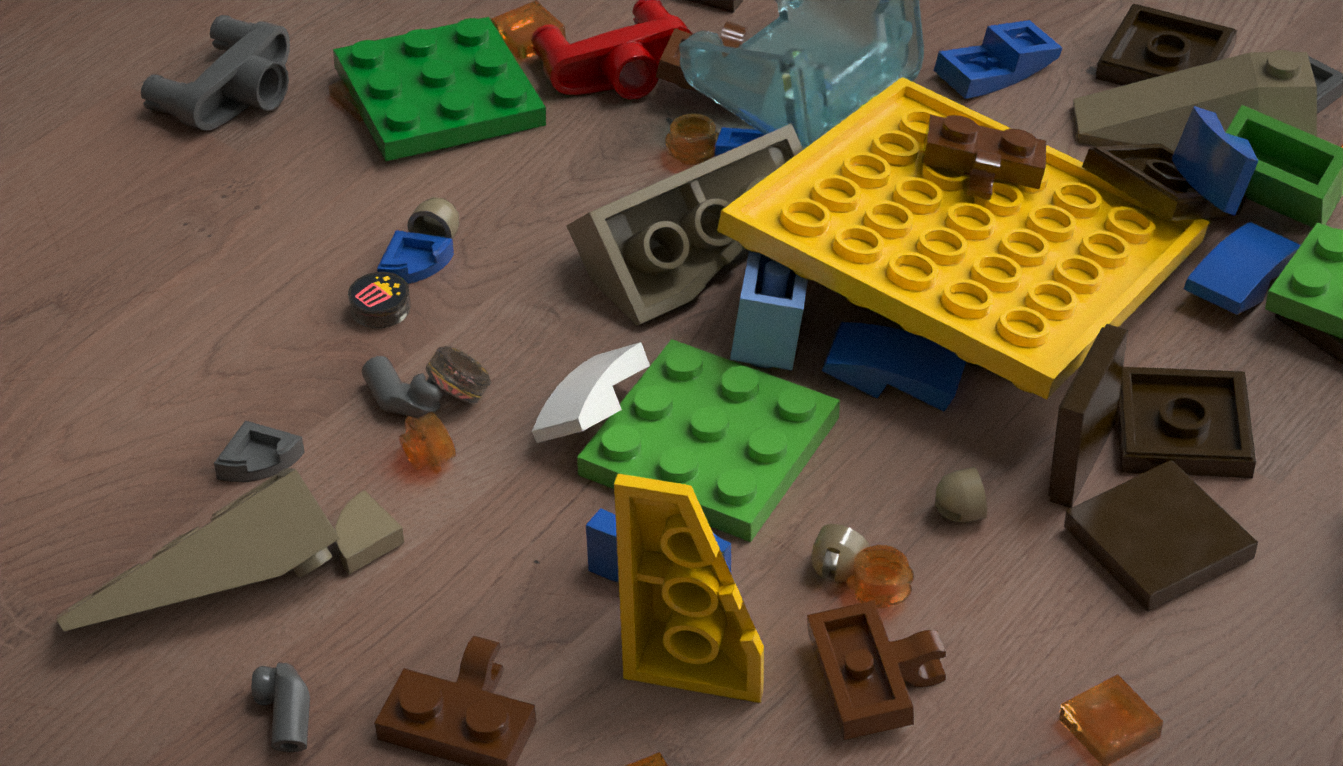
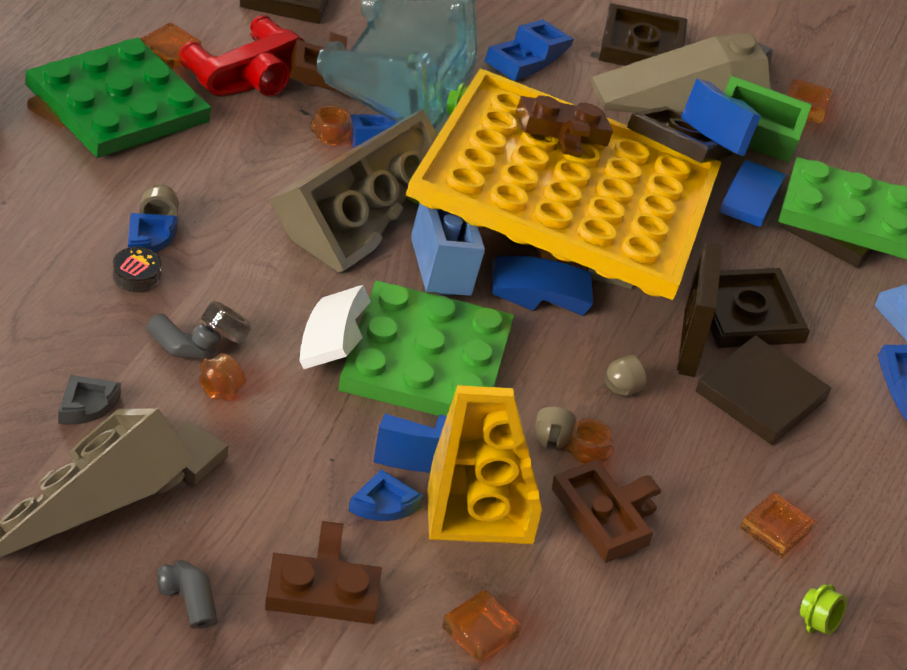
camera: 25 degrees left, 0 degrees up
(578, 619) = (385, 499): none -> blue tile

